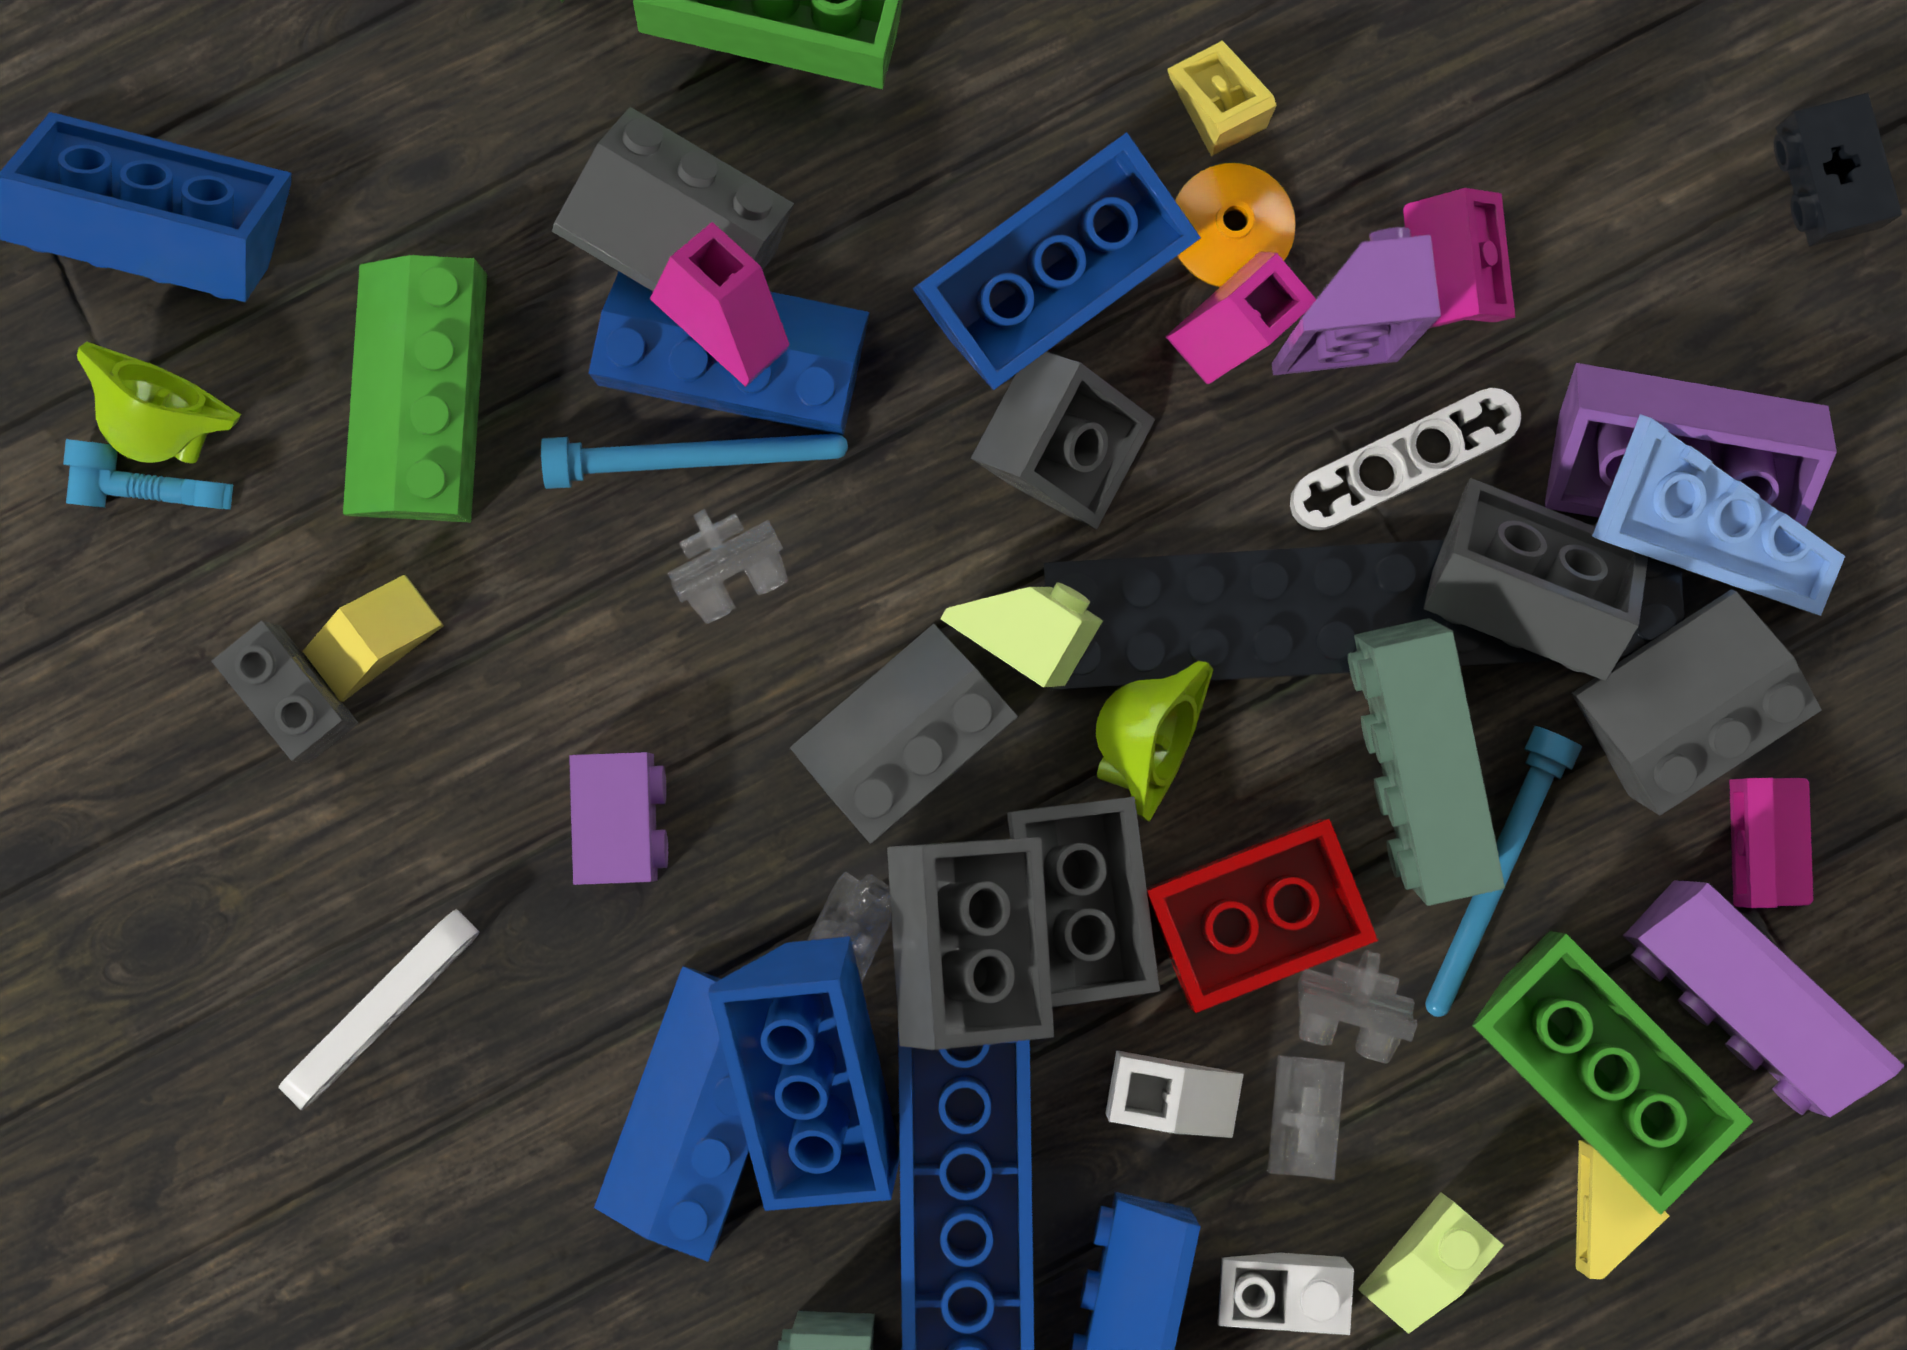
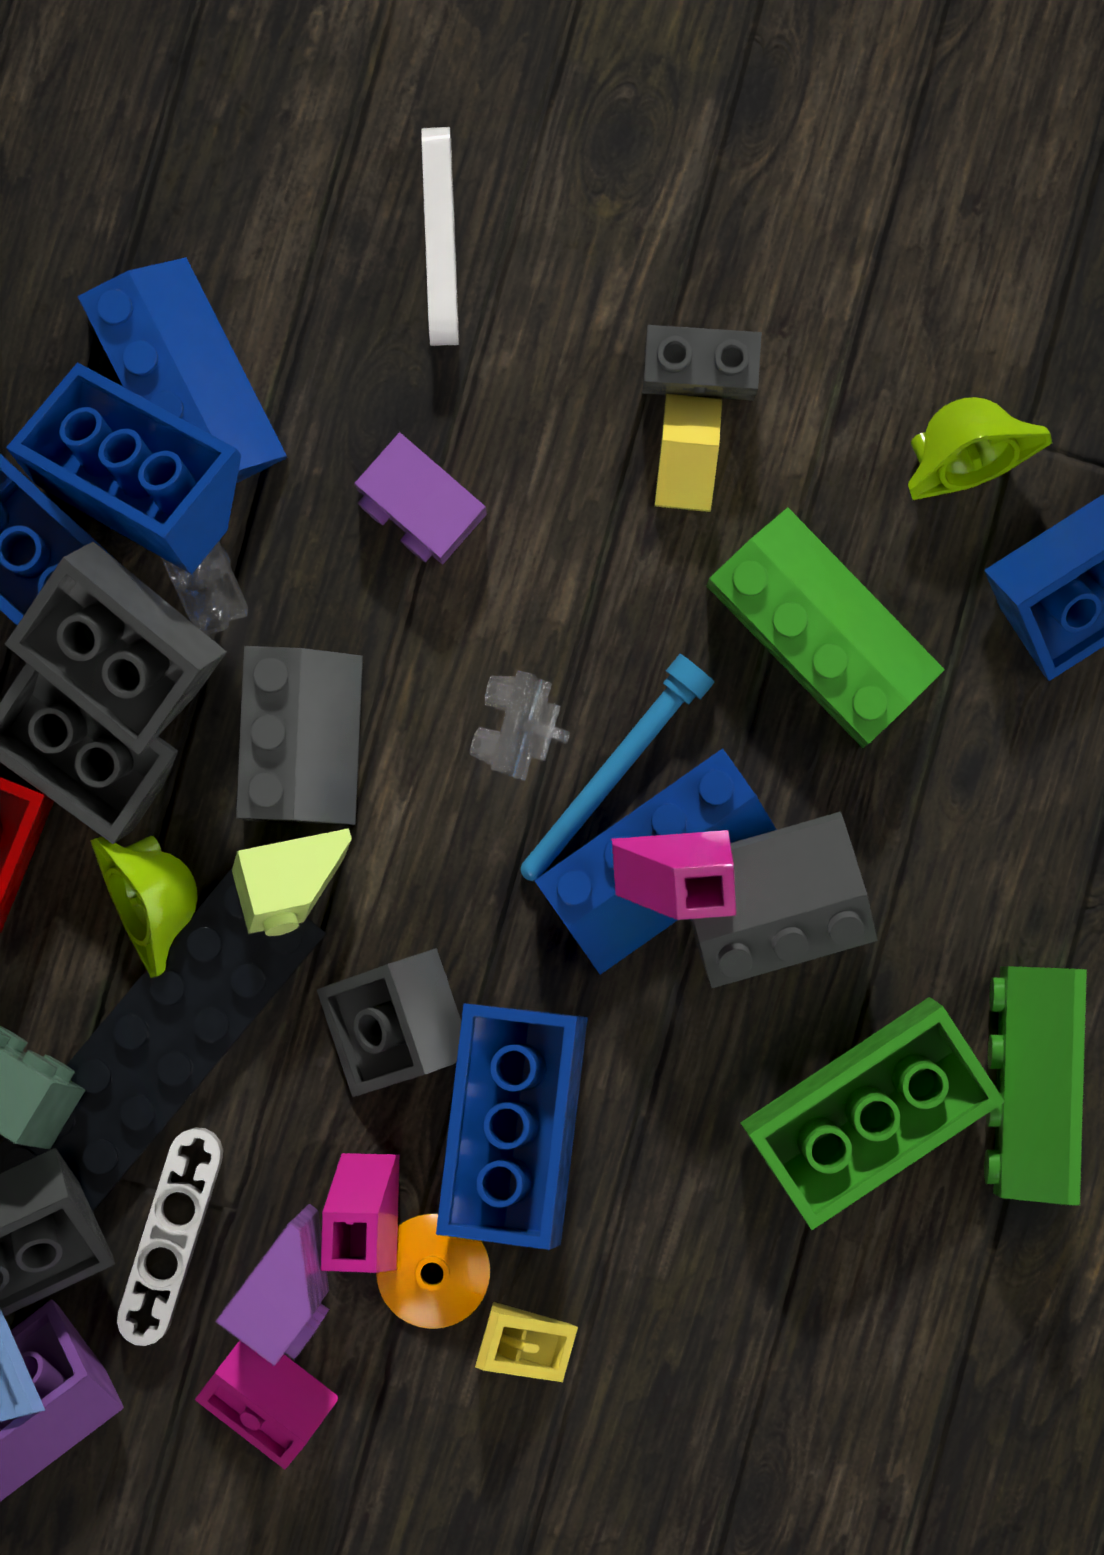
camera: 135 degrees right, 0 degrees up
(95, 476) = (961, 369): dark azure brick -> none

